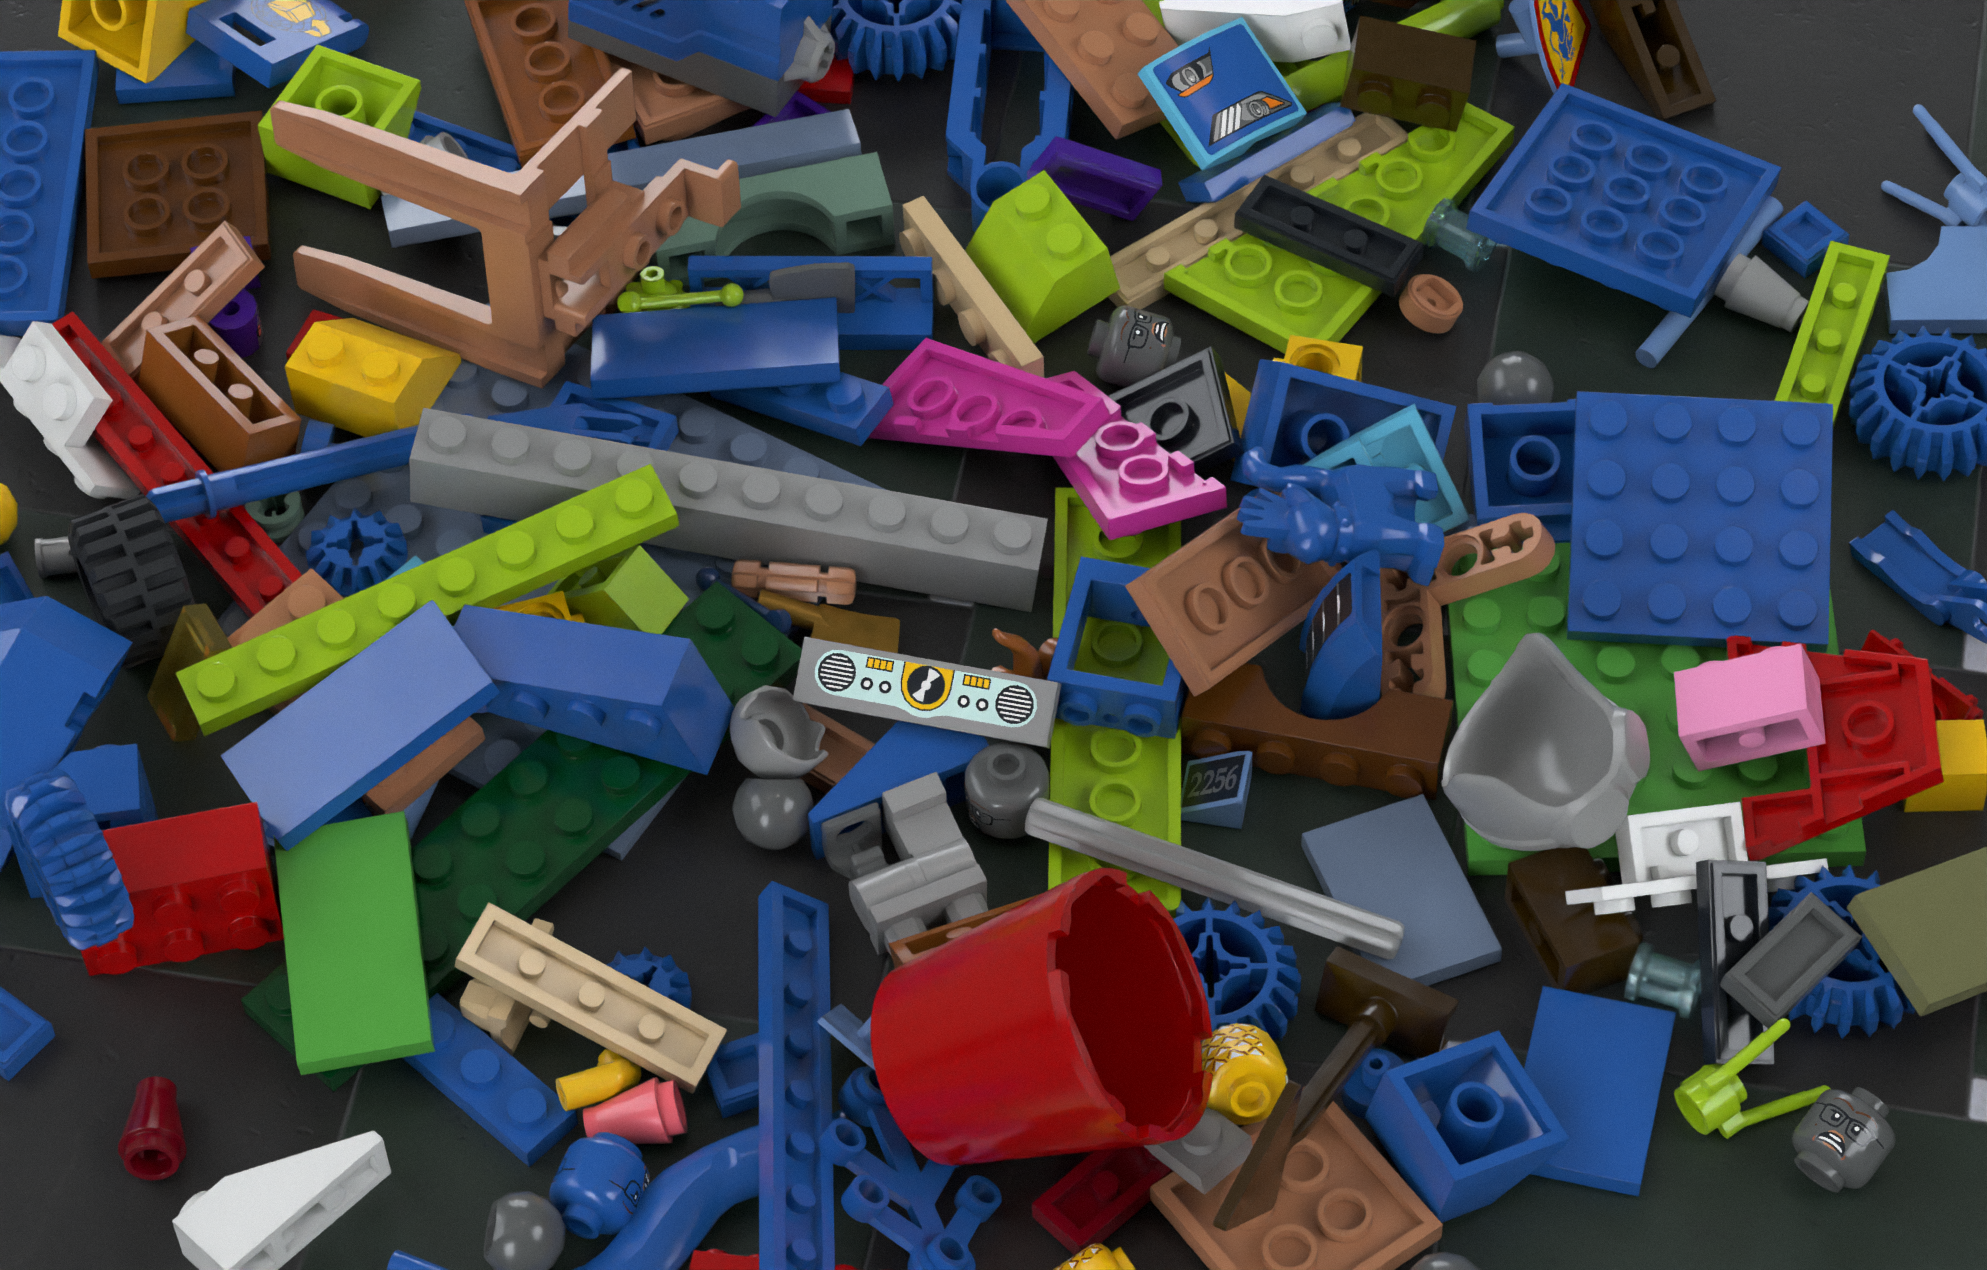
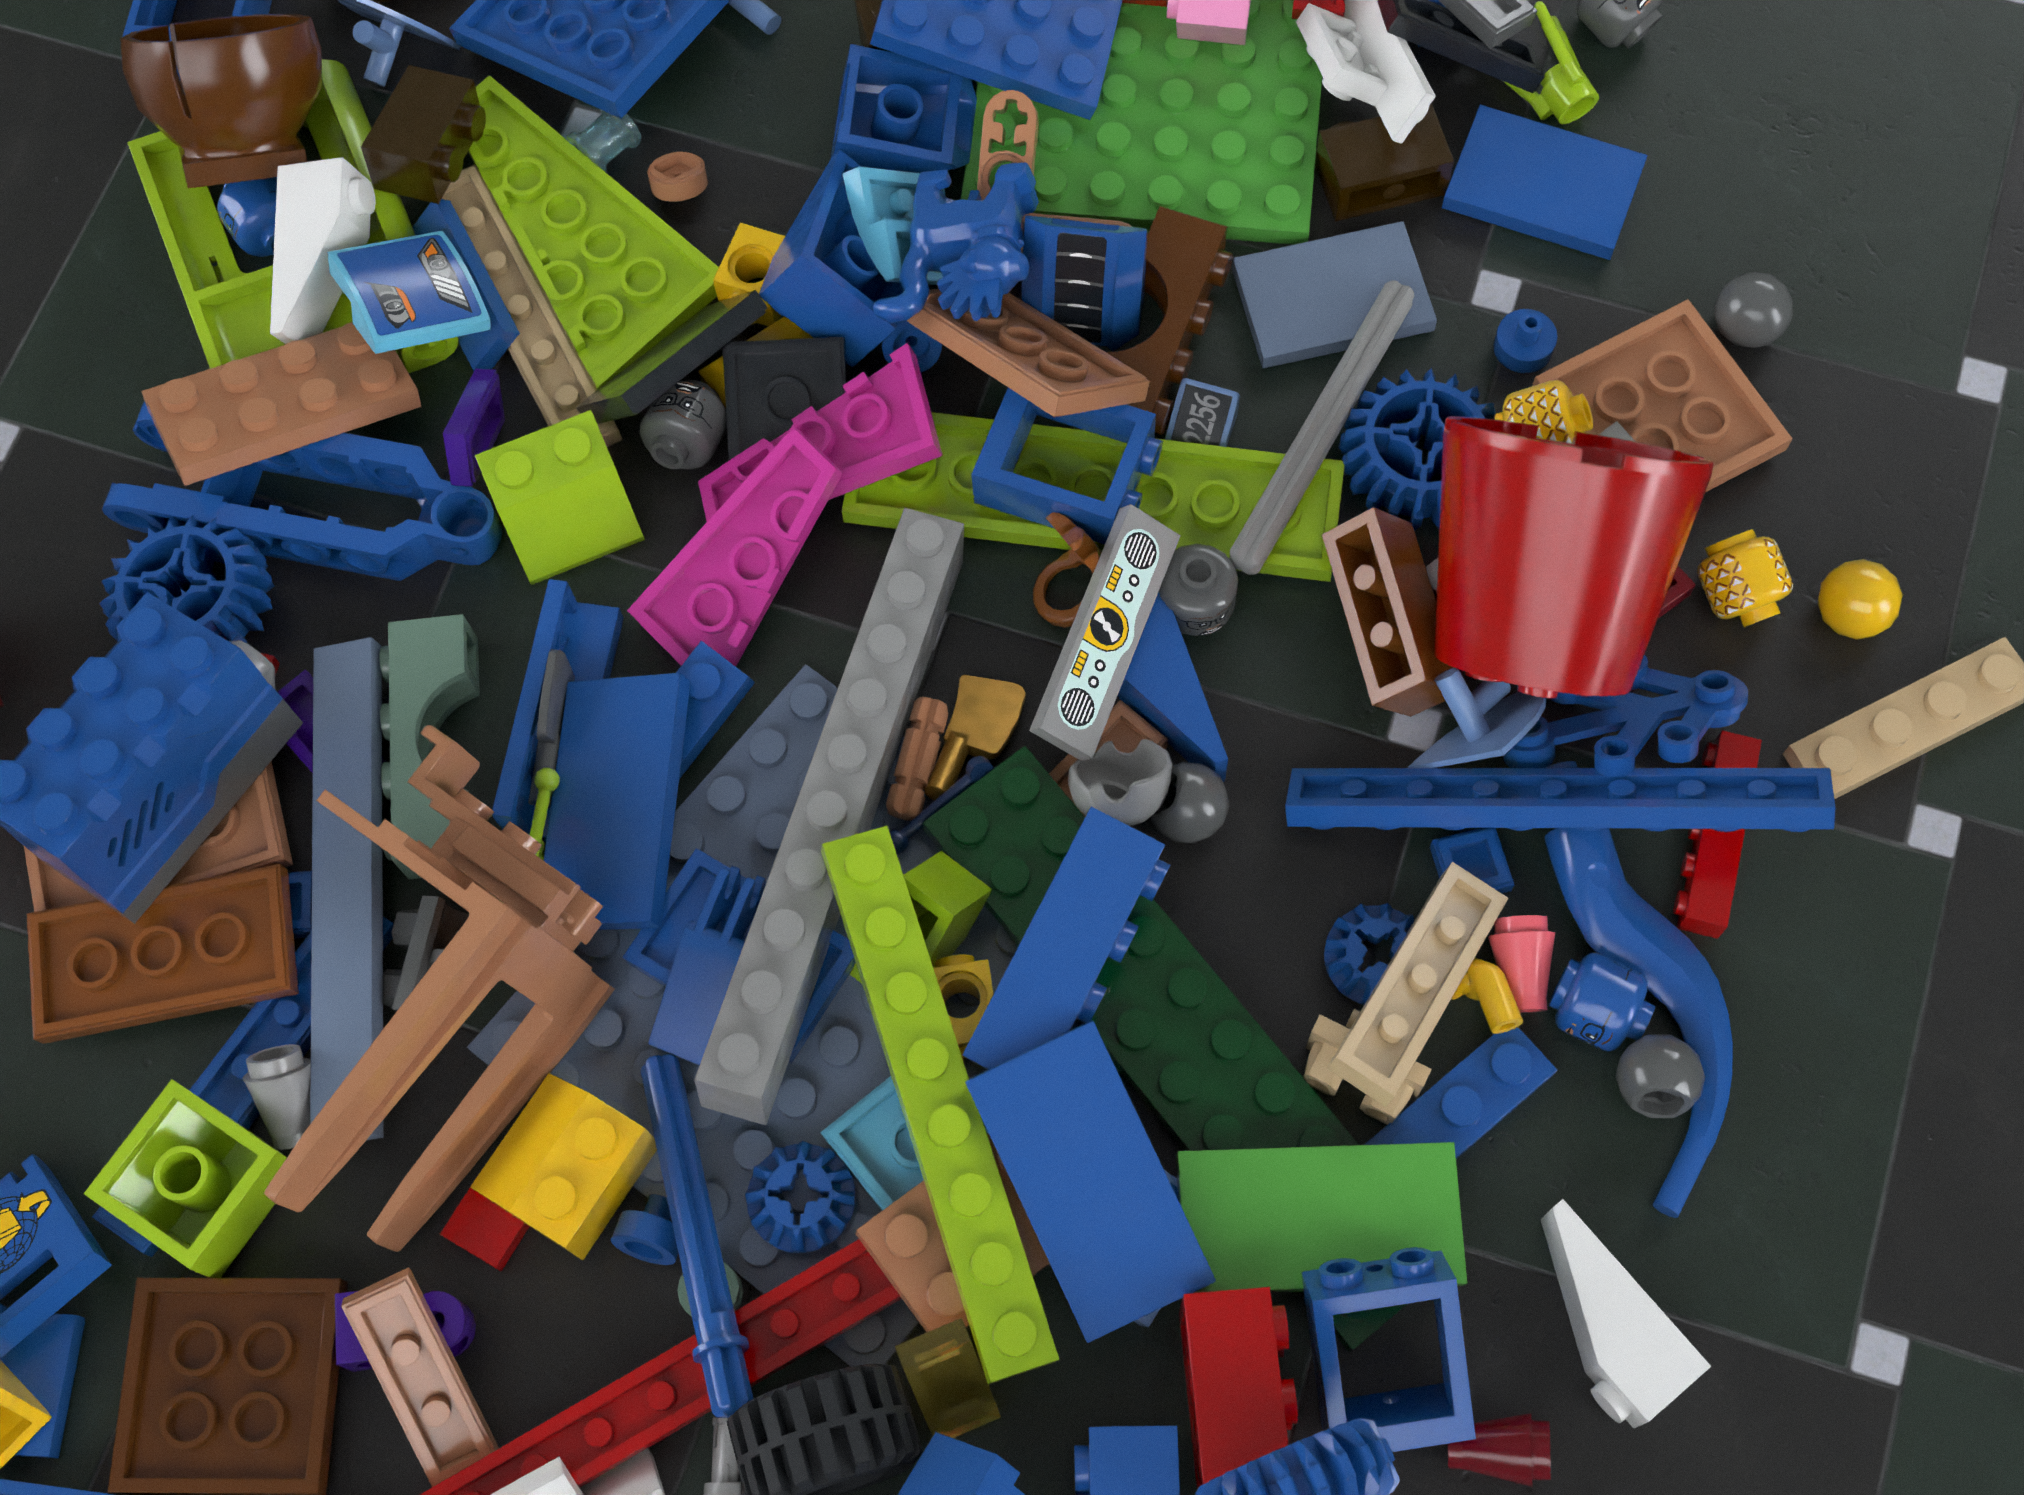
camera: 80 degrees left, 15 degrees up
(169, 1011) = (1405, 1416): none -> blue window
(215, 396) = (567, 1340): dark orange brick -> none
(936, 872) = (1294, 671): light grey hips -> none
(961, 284) = (597, 558): tan plate -> none
(1186, 311) = (673, 357): none -> black tile
(1328, 235) = (590, 239): black tile -> none
(1377, 1009) = (1681, 390): dark brown piece -> none
(1464, 1125) = (1600, 264): blue slope -> none
(1514, 379) = (798, 121): dark grey piece -> none
(1545, 756) = (1273, 123): light grey piece -> none
(1664, 980) = (1451, 100): clear light blue bush -> none

